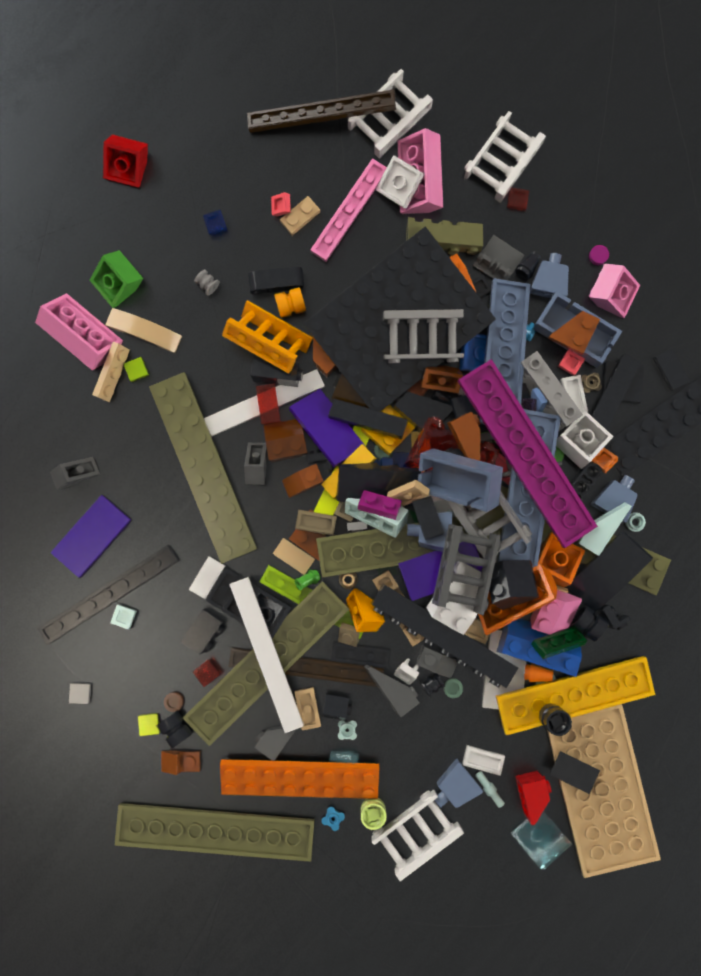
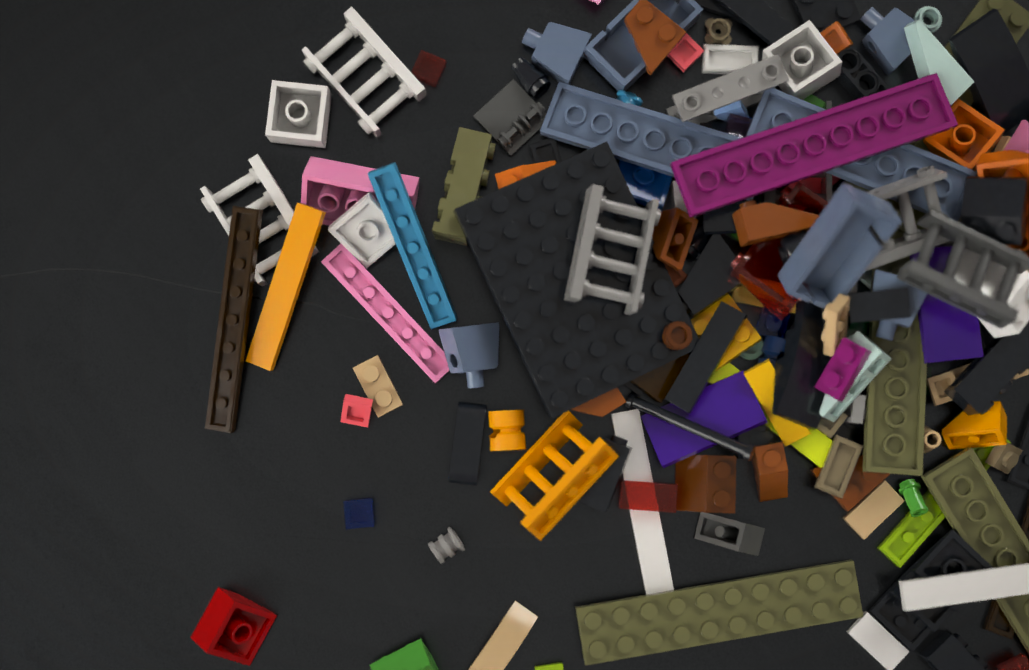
camera: 80 degrees left, 0 degrees up
(328, 381) = (634, 401): none -> black bar
(336, 266) = (471, 350): none -> sand blue torso
(350, 138) = (285, 286): none -> light orange tile
(377, 394) = (677, 335): none -> reddish brown tile
(396, 210) = (412, 245): none -> dark azure plate
(465, 120) = (298, 114): none -> white brick

